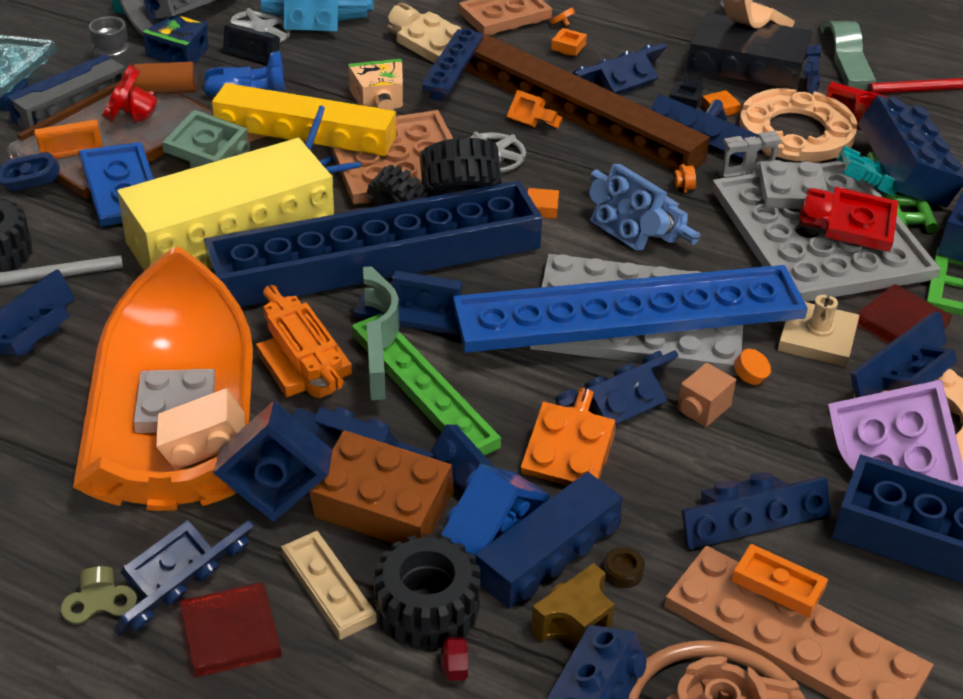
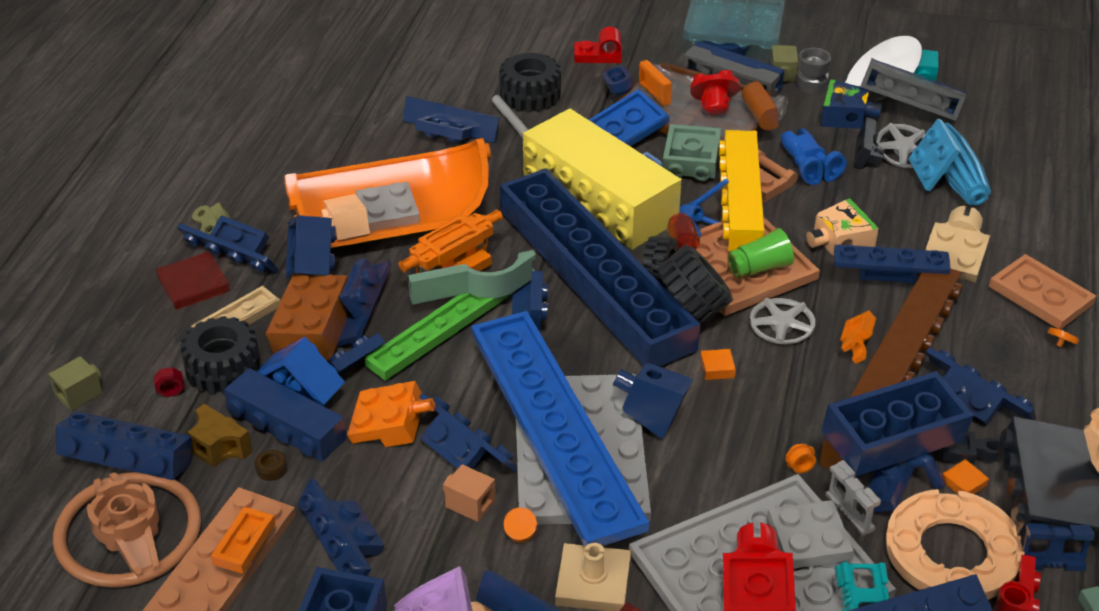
camera: 80 degrees right, 0 degrees up
(73, 53) = (785, 58): none -> olive brick
(359, 169) = (684, 230): none -> clear red brick
(418, 120) = (762, 254): none -> bright green plant
(568, 42) = (1010, 345): orange plate -> none
(614, 229) = (653, 396): none -> dark blue torso
(636, 209) = (723, 422): medium blue piece -> none
(694, 97) = (896, 423): none -> dark blue brick

